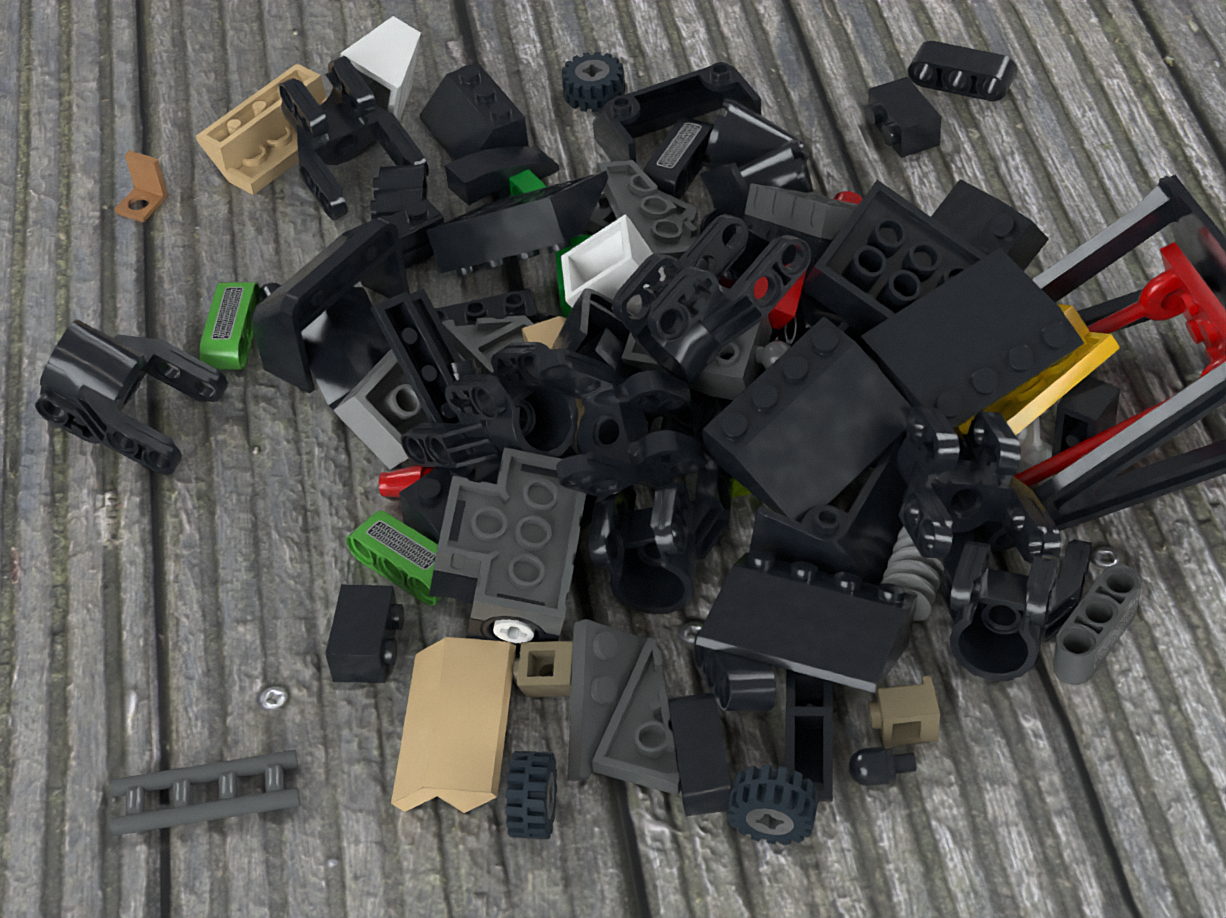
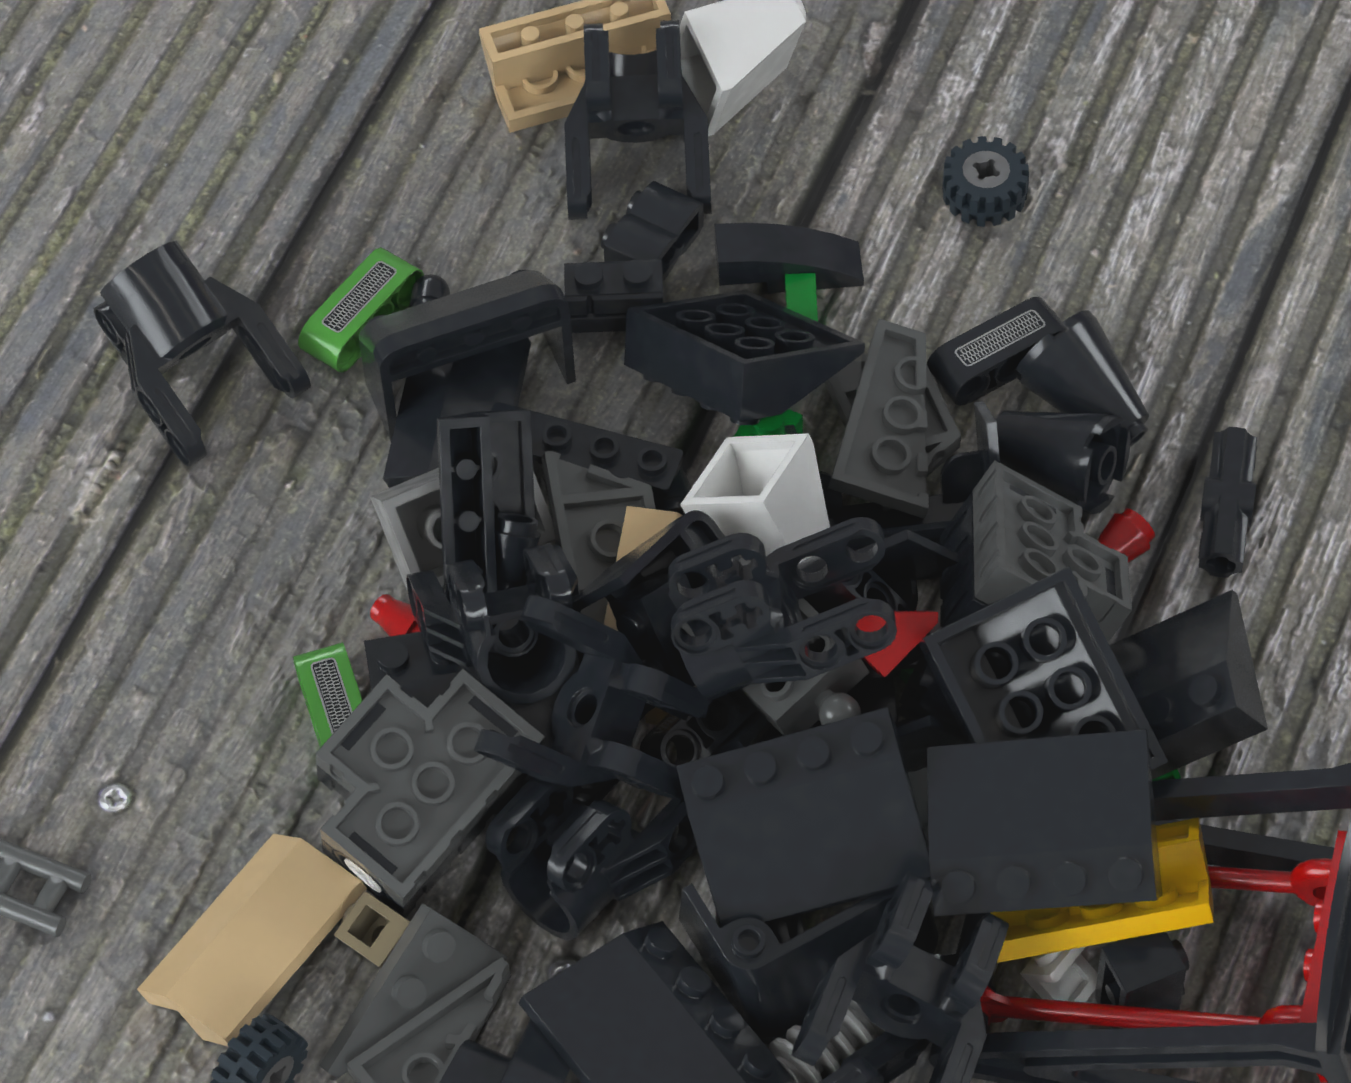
camera: 30 degrees right, 10 degrees up
(148, 186) = (400, 62): medium nougat bracket -> none
(364, 633) = (236, 781): black brick -> none
(473, 114) = (809, 162): black slope -> none
(664, 103) = (1028, 267): black windscreen -> none
(890, 164) = (1227, 502): none -> black piece
(903, 117) = (1300, 437): black brick -> none

